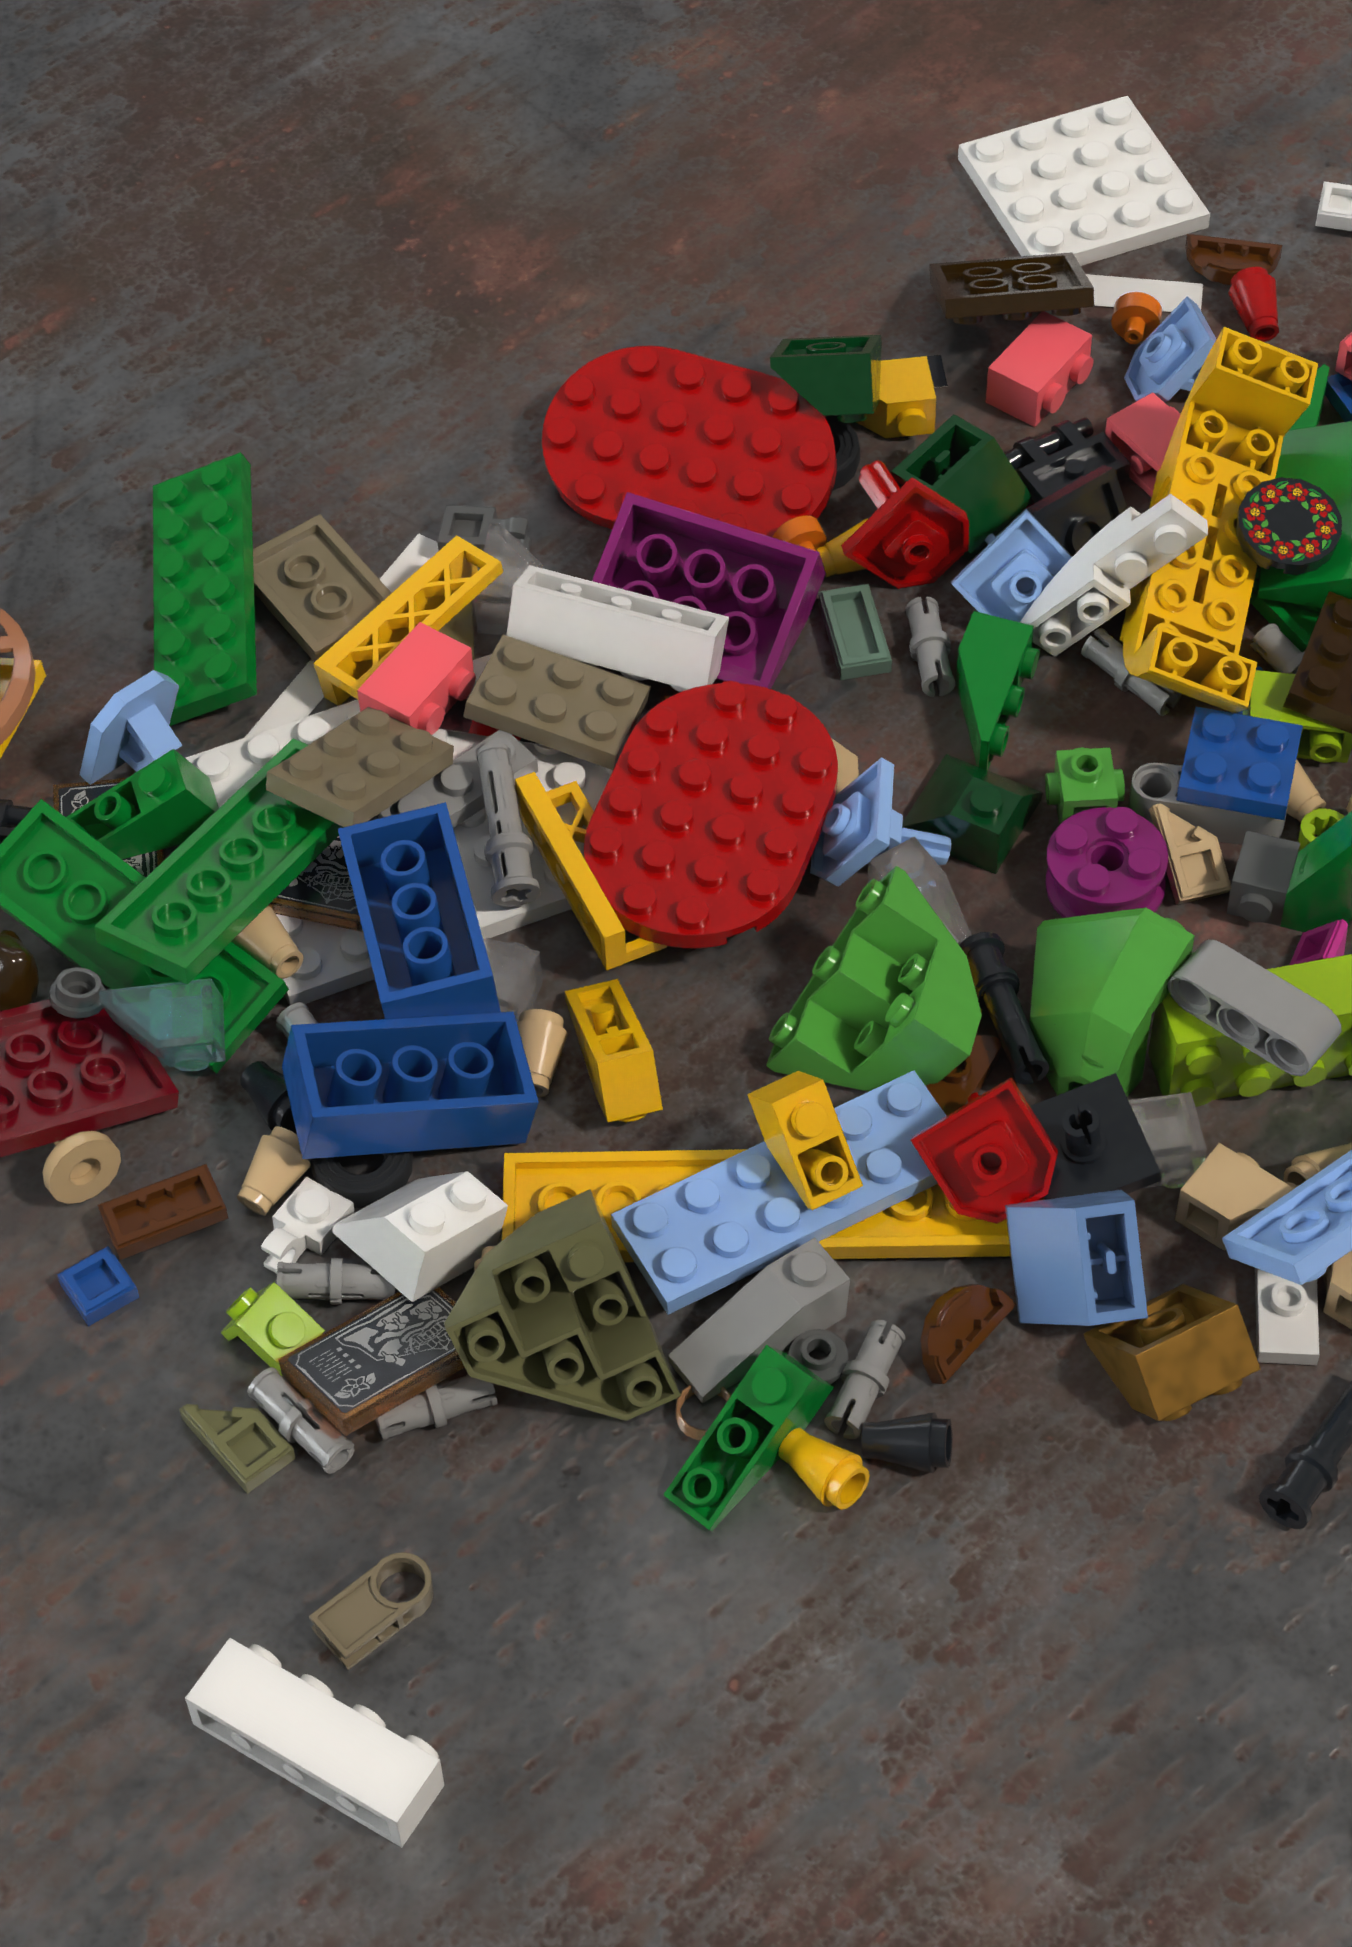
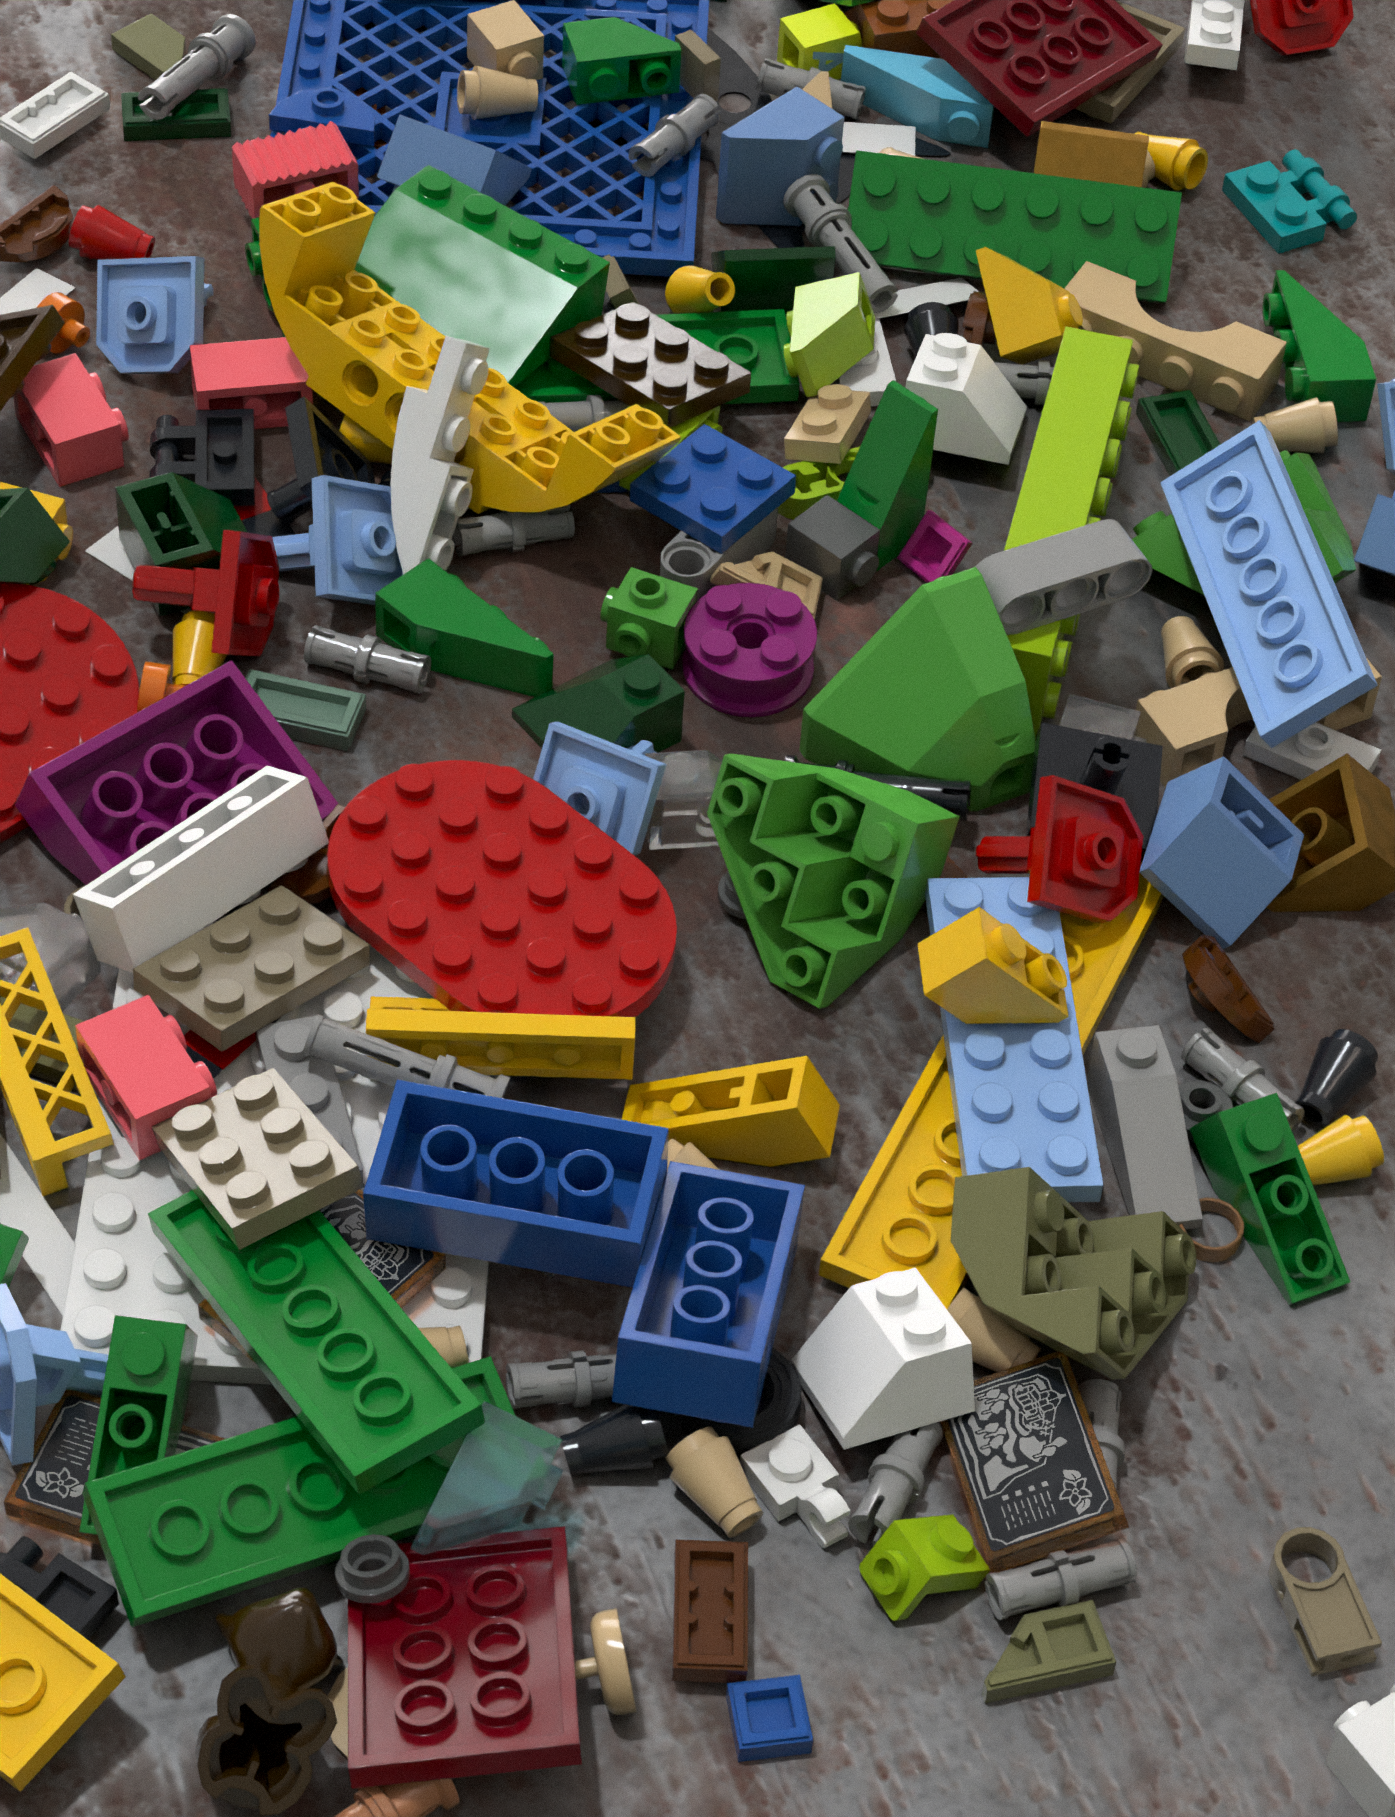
camera: 70 degrees left, 5 degrees down
(1288, 525) = (479, 308): tile -> none

